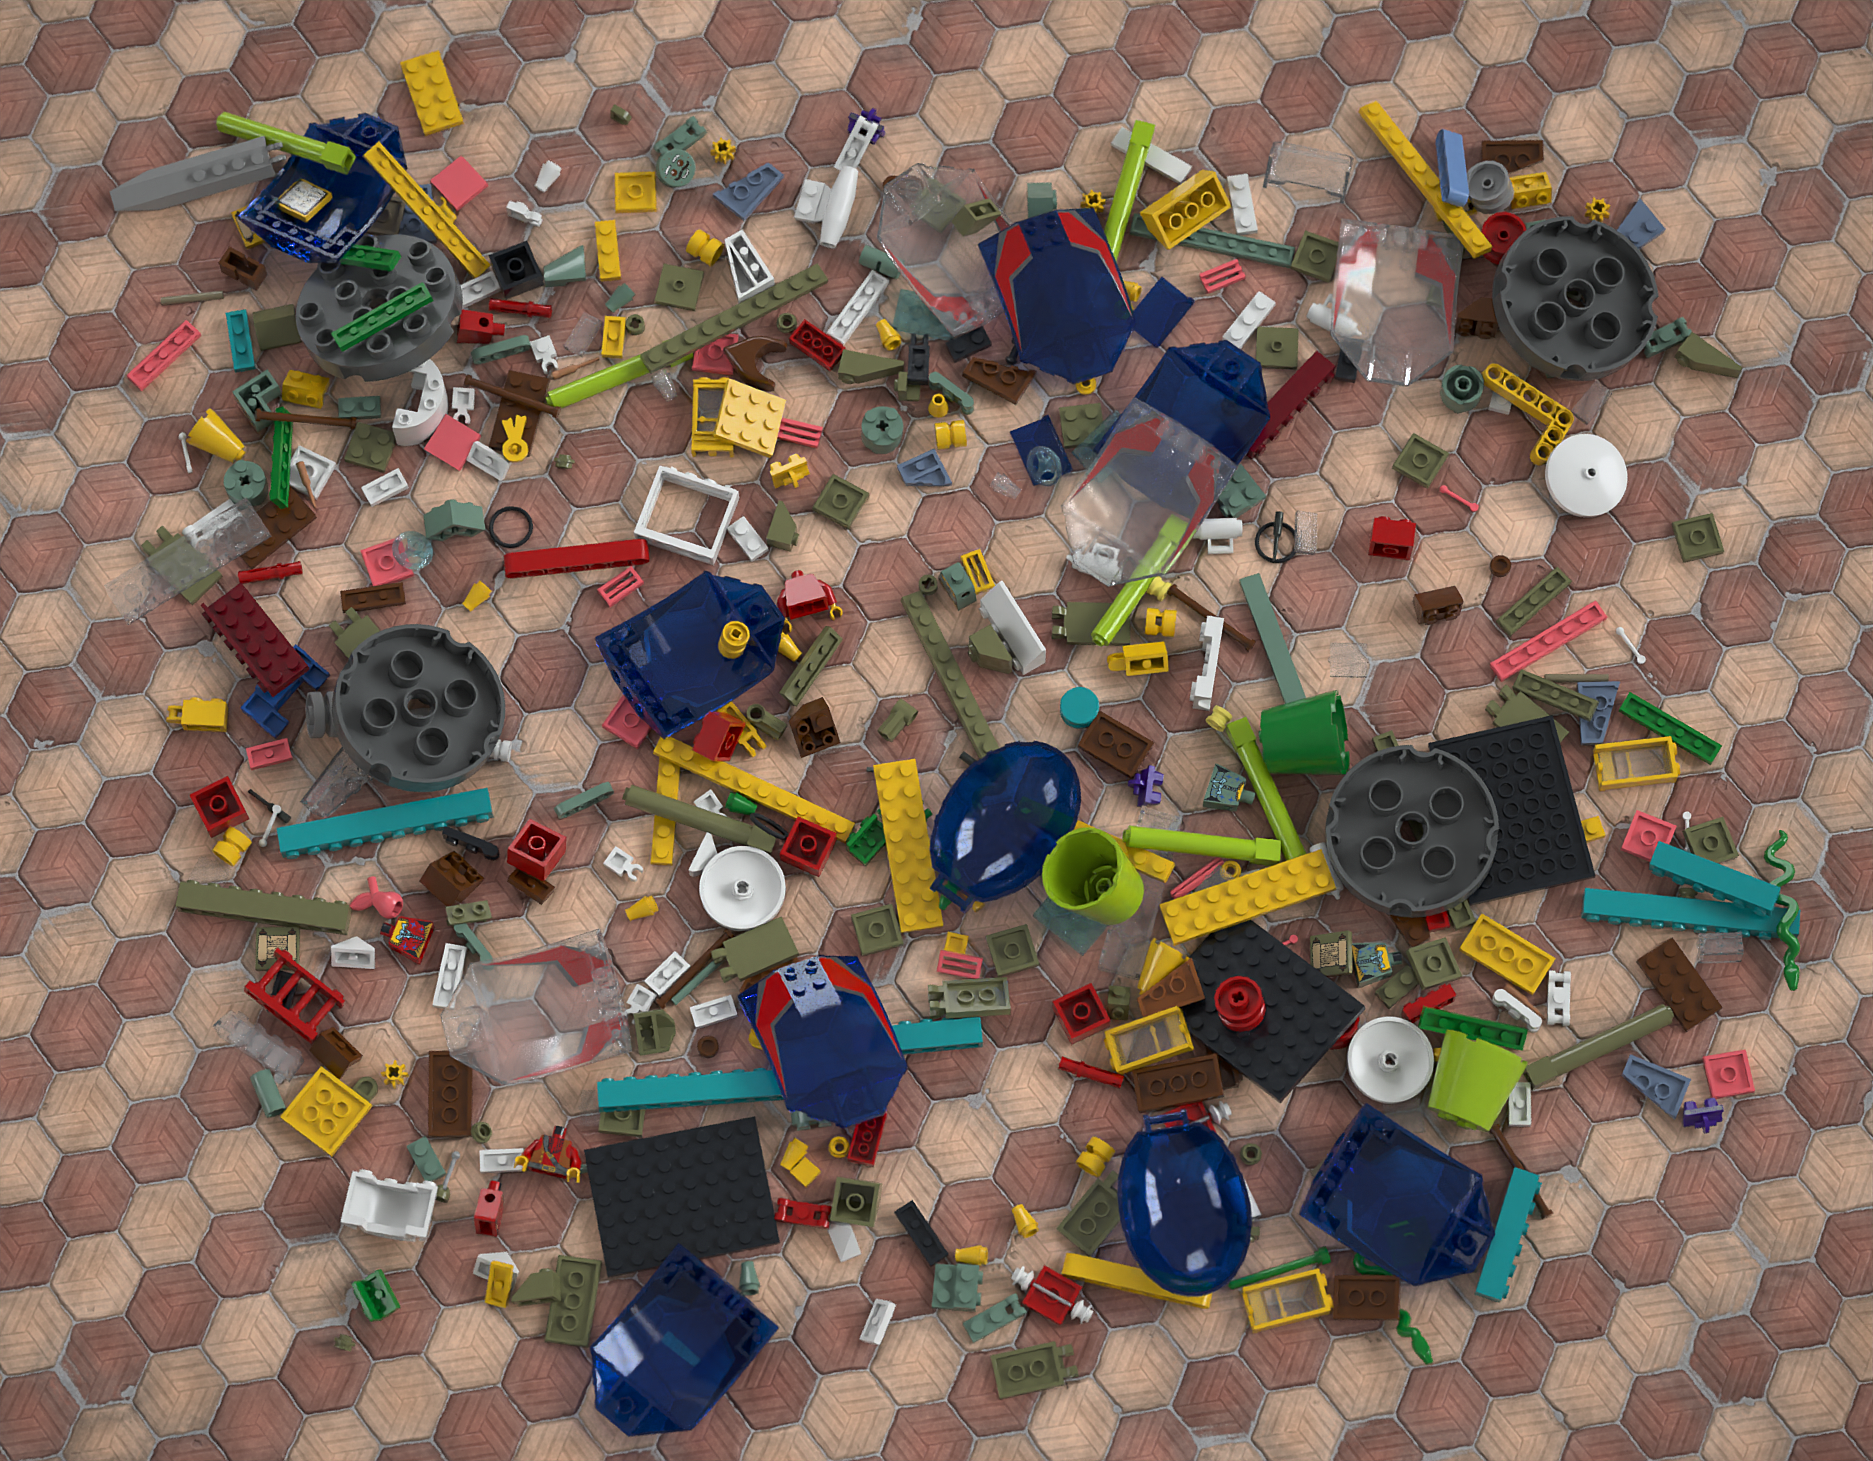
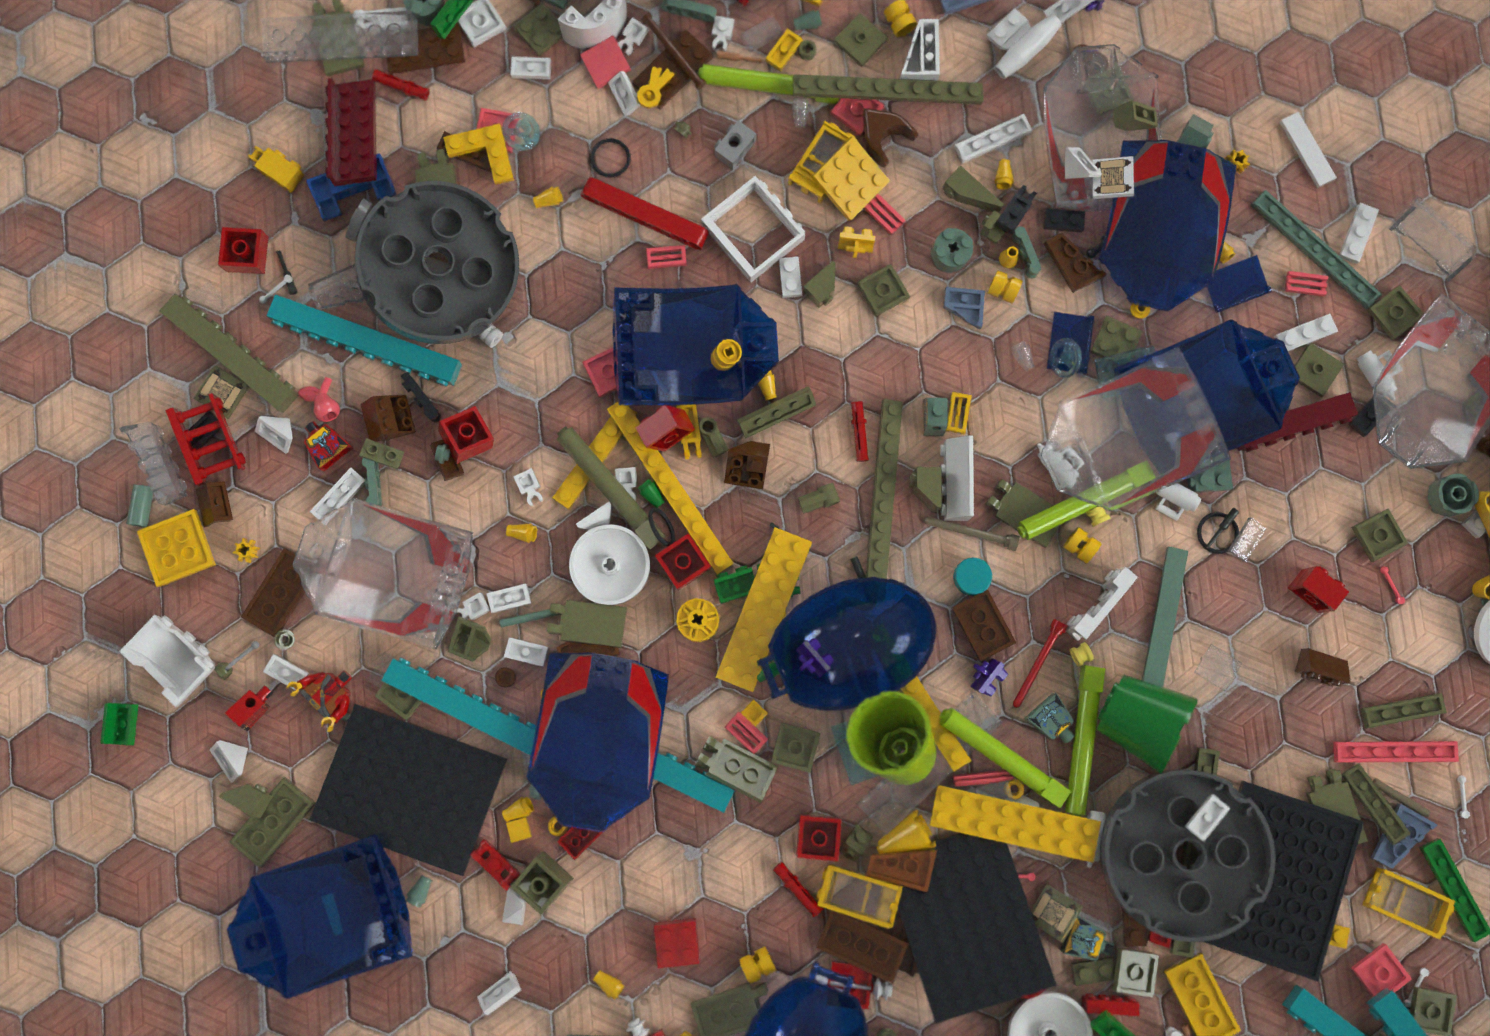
camera: 30 degrees right, 10 degrees up
(231, 846) = (235, 287): yellow wheel -> none
(269, 754) = (310, 230): coral plate -> none
(305, 480) = (472, 26): nougat piece -> none
(344, 1342) = (74, 746): olive plate -> none
(366, 1088) = (219, 548): olive tile -> none
(388, 573) = (486, 138): none -> yellow plate
(426, 1159) = (230, 635): sand green plate -> none
(454, 519) = (566, 124): sand green brick -> none
(499, 1284) = (219, 775): yellow plate -> none
(526, 878) = (442, 453): none -> sand green plate
(584, 800) = (530, 415): sand green beam -> none
(624, 460) = (733, 155): none -> light grey brick
(692, 970) = (532, 607): reddish brown bar -> none
(786, 317) = (928, 113): olive plate -> none
(805, 596) = (806, 352): torso -> none
(817, 345) = (941, 150): red piece -> none
(859, 898) = (697, 632): none -> yellow wheel
(877, 930) = (697, 663): olive plate -> none
(878, 261) = (1032, 109): sand green pin -> none
(892, 632) = (859, 431): none -> red pin
(916, 317) = (1035, 173): clear light blue plate -> none
(921, 1233) = (579, 940): black plate -> none
(932, 589) = (911, 406): olive bush -> none
(951, 288) = (1079, 165): none -> white slope
(956, 1287) = (580, 1003): sand green plate -> none
(978, 857) = (811, 658): none -> dark purple hips
(988, 282) = (1116, 178): none -> tile
(1011, 1181) = (677, 943): none -> red brick
(1025, 1222) = (668, 982): yellow cone -> none
(1094, 657) = (1008, 541): none -> dark tan piece
(1128, 184) = (1277, 161): lime brick -> none
(1140, 659) = (1047, 566): yellow brick -> none
(1184, 708) = (1057, 629): none -> red piece
(1186, 208) = (1311, 210): yellow slope -> none
(1240, 1003) = (959, 907): red wheel -> none
(1249, 644) = (1125, 563): reddish brown bar -> none
(1406, 785) = (1207, 817): none -> white plate
(1500, 566) = (1393, 663): reddish brown tile -> none

